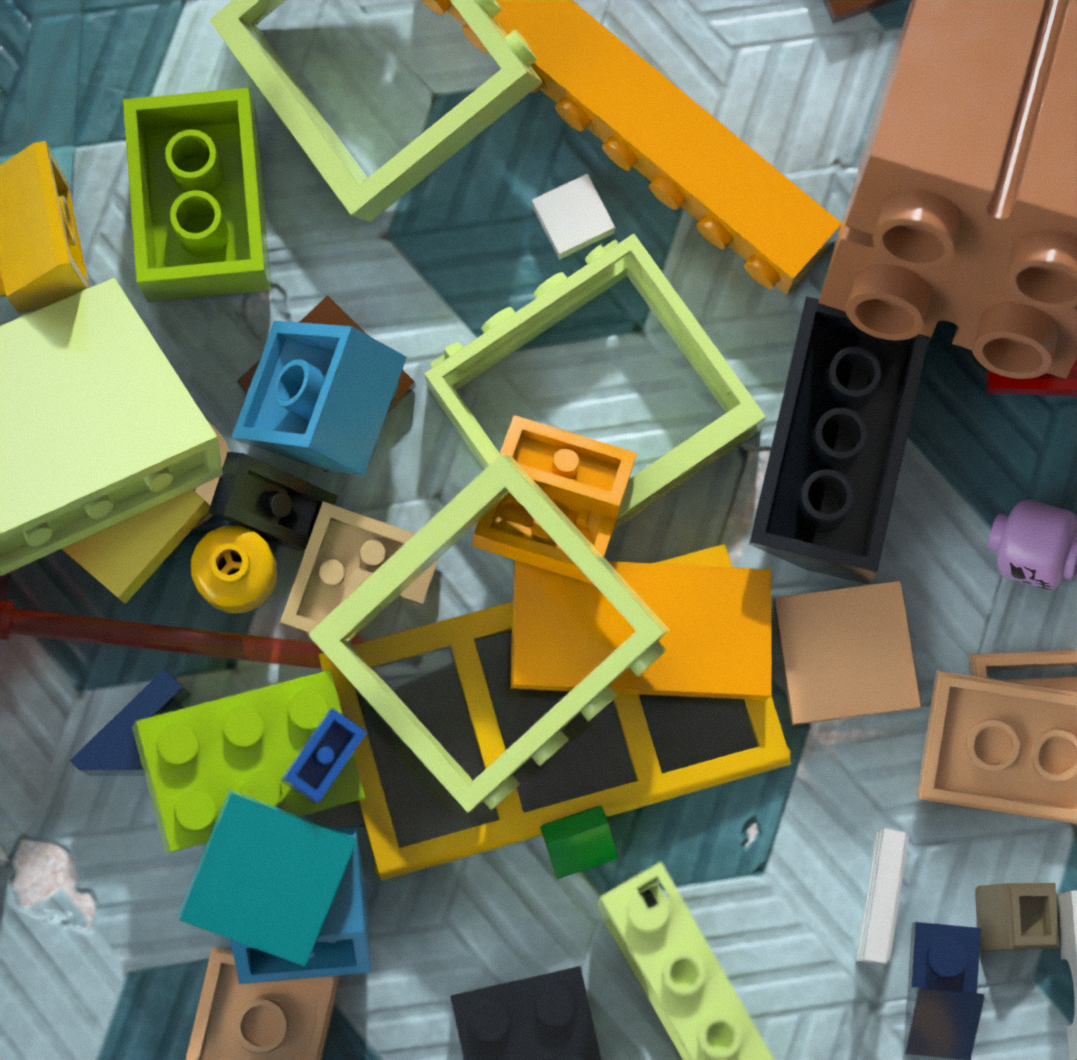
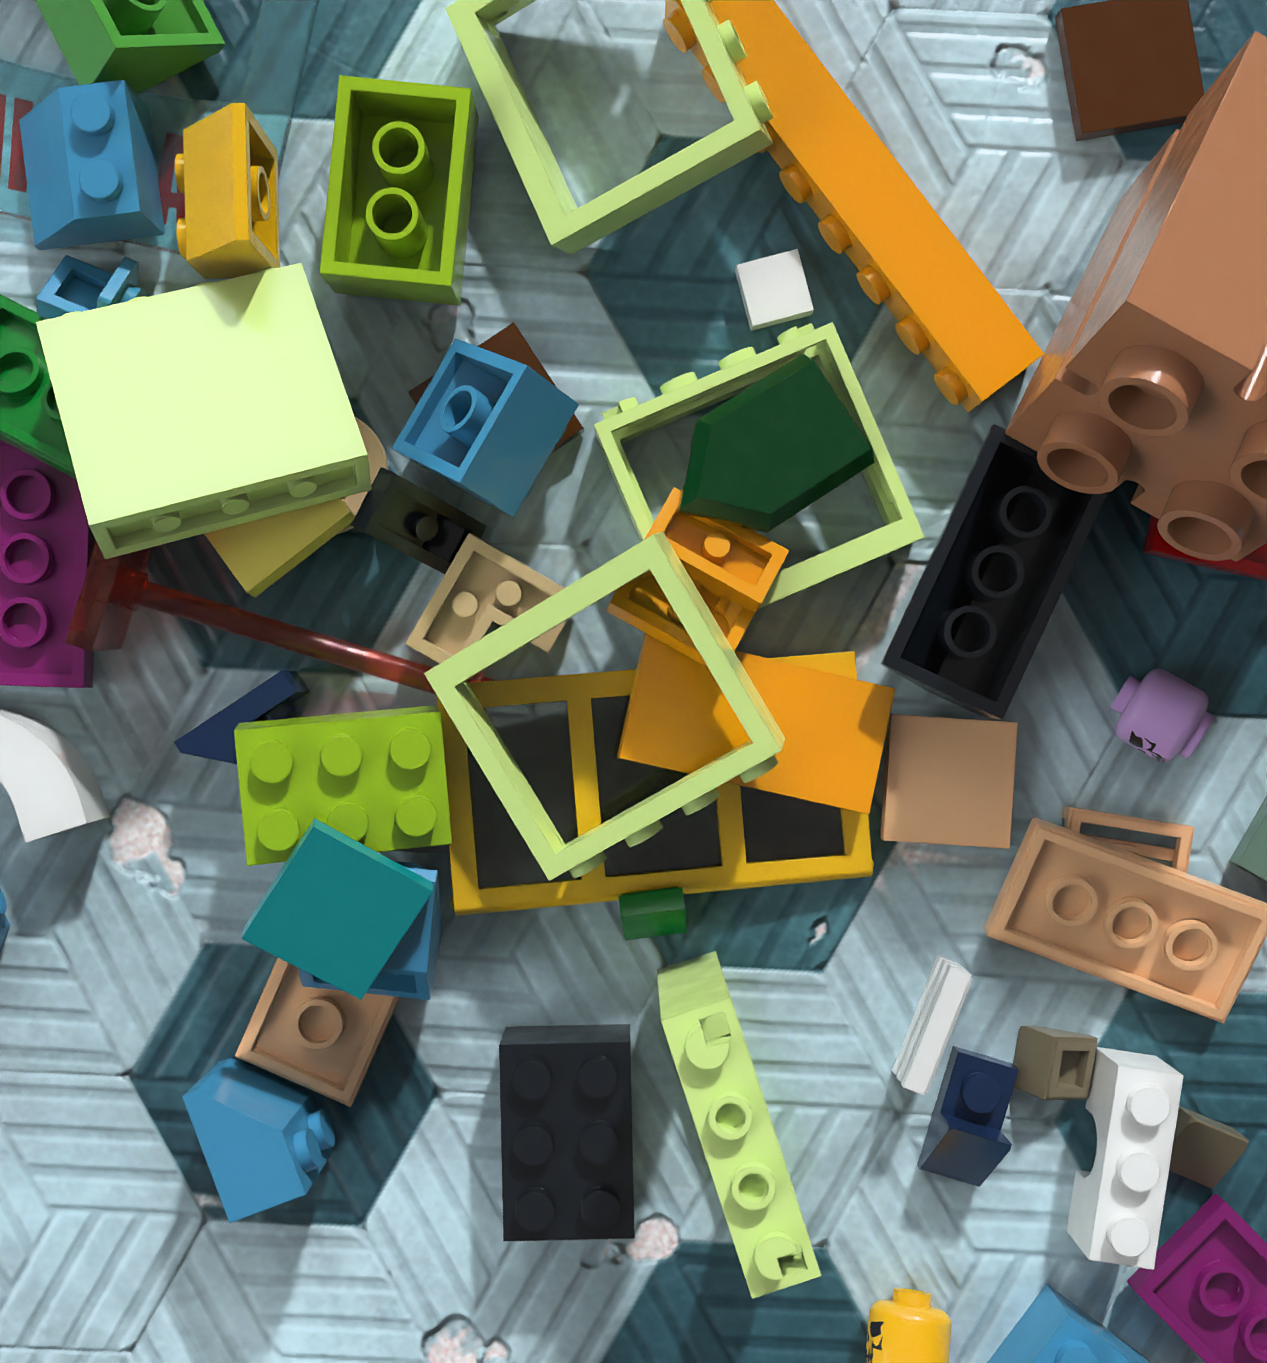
camera: 15 degrees right, 10 degrees up
(245, 588) = (349, 575): yellow head -> none
(323, 756) = (414, 803): blue piece -> none
(602, 362) = (773, 450): none -> dark green tile

